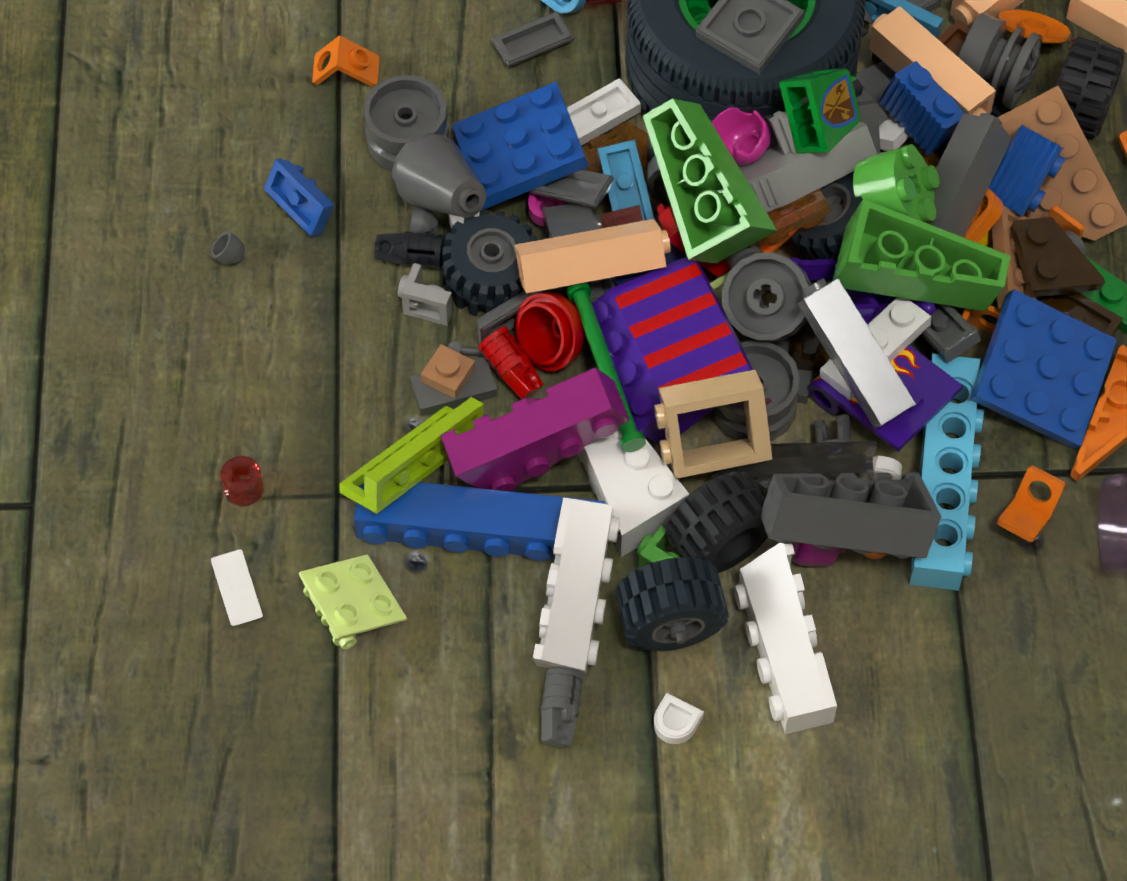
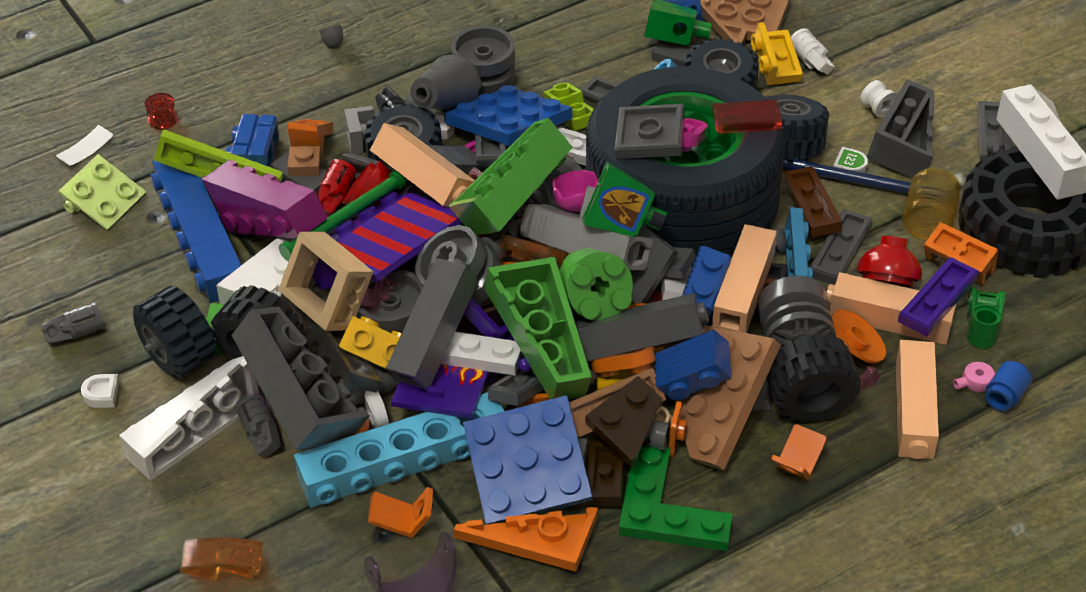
camera: 60 degrees right, 15 degrees down
(299, 196) = (401, 41): blue plate -> none
(348, 58) = (519, 24): orange bracket -> none
(378, 408) = (255, 138): none -> blue brick
(404, 342) = (309, 132): none -> orange slope
(512, 81) = (572, 97): none -> lime slope
(575, 586) = (184, 262): white wedge -> none
(821, 423) = (369, 341): none -> yellow bracket
(835, 586) = (259, 424): none -> dark grey hinge
(995, 691) = (211, 555): none -> clear orange slope

